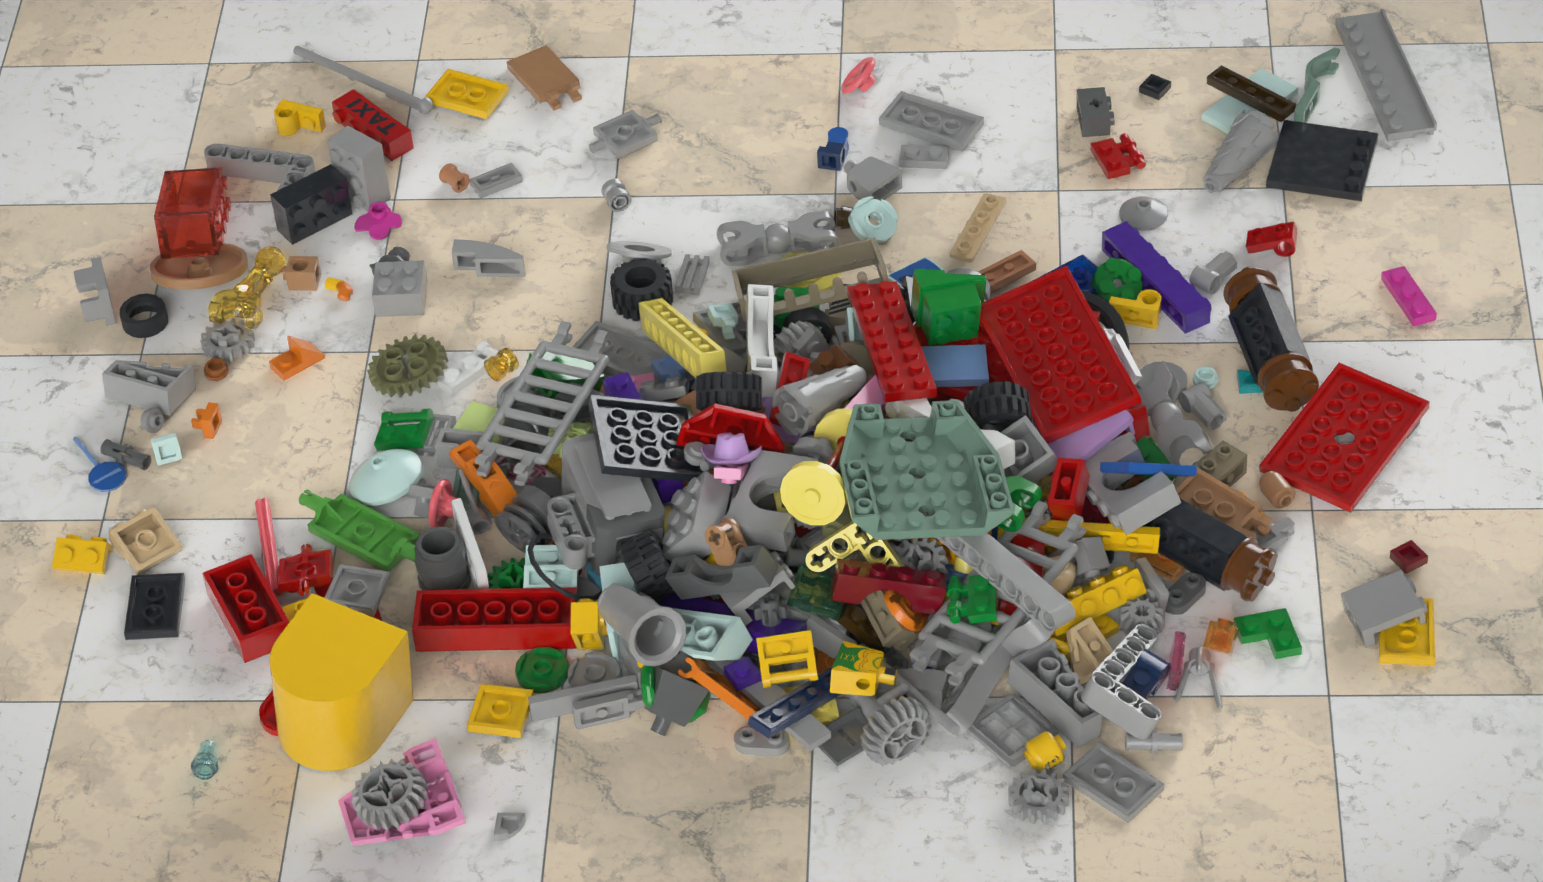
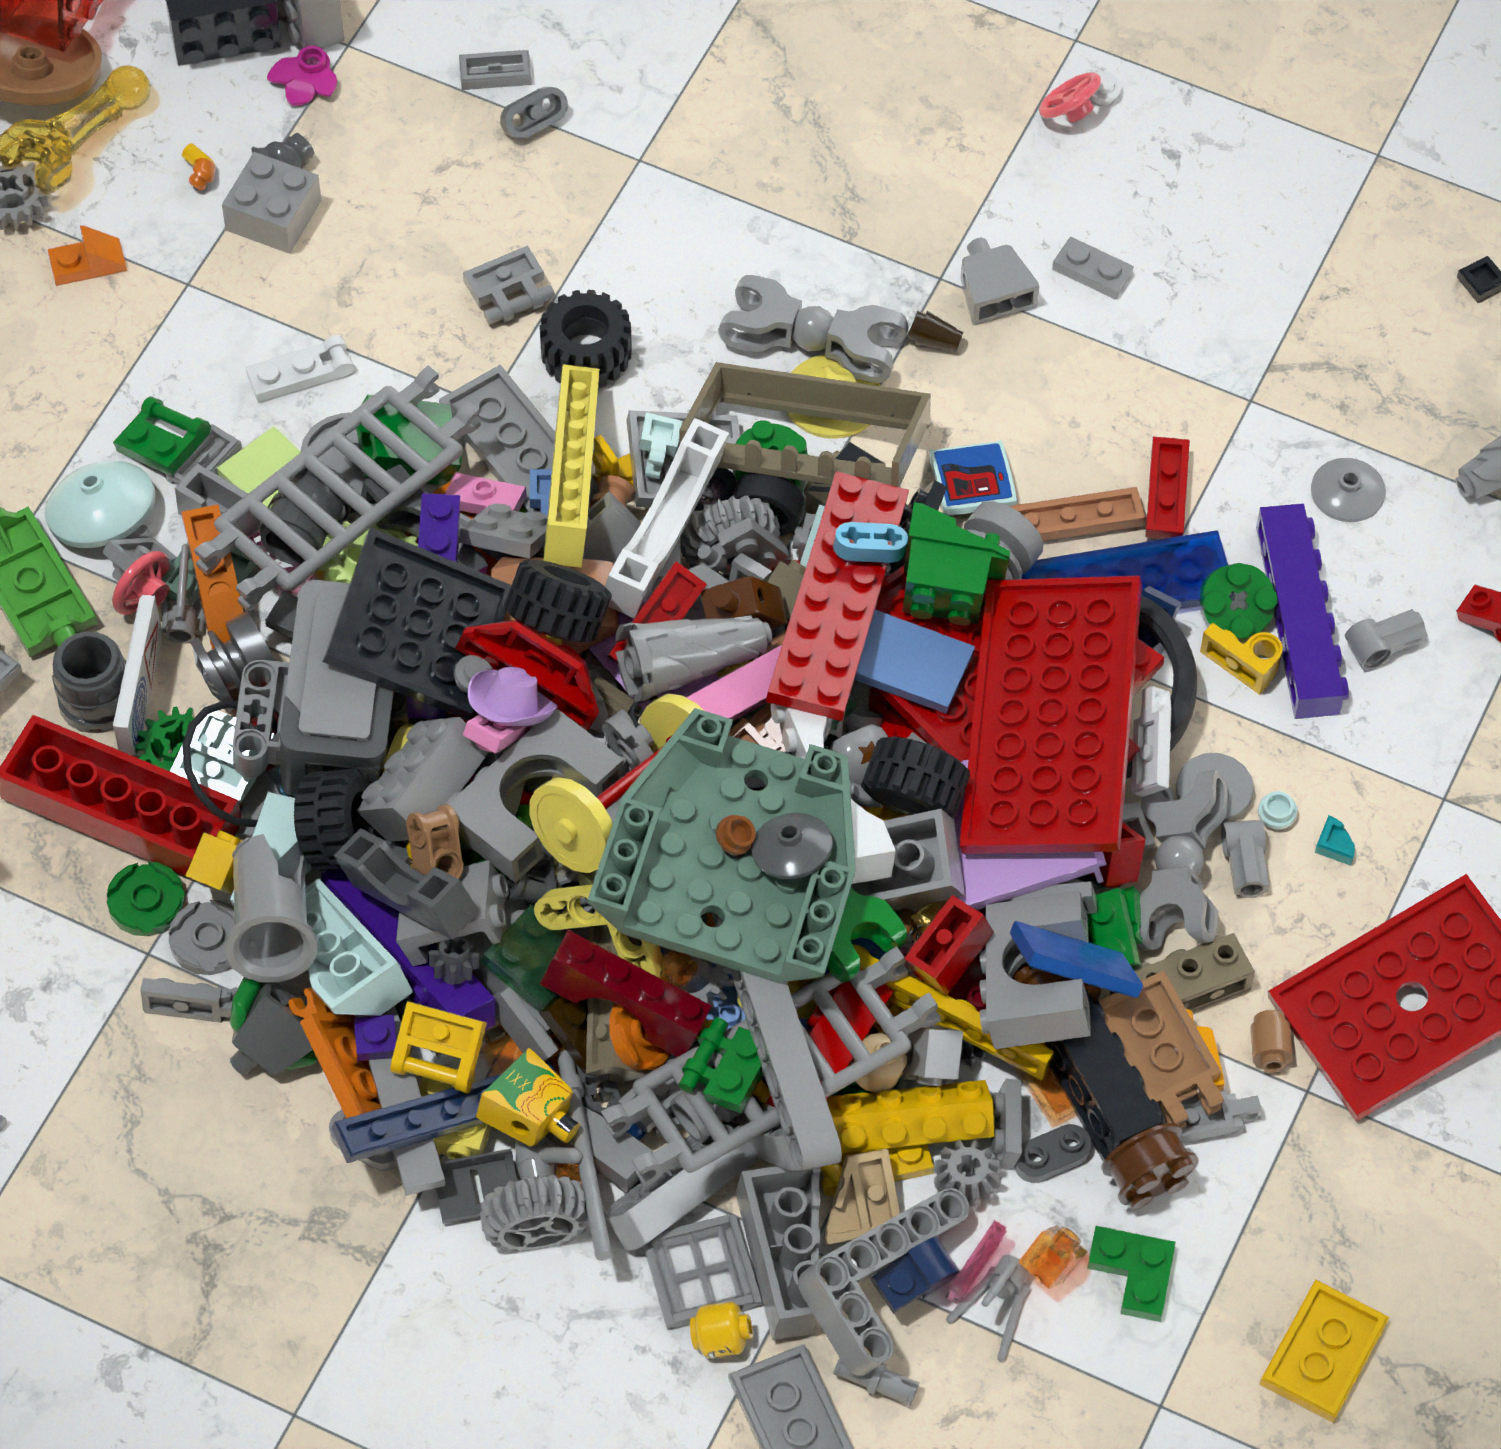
camera: 20 degrees right, 15 degrees up
(302, 273) = (161, 123): medium nougat brick -> none
(424, 360) = (218, 334): olive gear -> none
(450, 175) = (436, 39): nougat bush -> none
(487, 259) = (409, 199): light grey slope -> none
(500, 711) = (56, 942): yellow plate -> none
(501, 364) = (341, 383): clear yellow wheel -> none
(534, 192) = (532, 114): none -> plate
(560, 702) = (139, 964): light grey tile -> none
(569, 277) = (503, 277): none -> light grey plate
(616, 195) = (637, 162): light grey wheel -> none
(625, 134) = (704, 63): light grey plate -> none
(638, 250) = (615, 272): light grey hat -> none
(694, 262) = (688, 316): light grey tile -> none
(834, 154) = (974, 208): dark blue leg -> none
(877, 209) = (970, 336): light aqua plate -> none
(895, 306) = (870, 542): none -> medium azure beam
(913, 558) = (678, 968): none -> clear orange plate
(916, 461) = (735, 834): none -> dark orange plate
(931, 121) = (1133, 212): light grey plate -> none
(953, 456) = (792, 845): none -> dark grey dish
(977, 228) = (1090, 429): tan bracket -> none
(1038, 245) = (1167, 487): none -> red plate
(1038, 796) = (657, 1398): light grey gear -> none
(1094, 112) = (1367, 291): dark grey brick -> none
(1111, 157) = (1351, 378): red plate -> none
(1270, 339) = (1392, 791): brick -> none
(1382, 605) = (1306, 1303): light grey panel -> none
(1408, 556) = (1393, 1233): dark red plate -> none

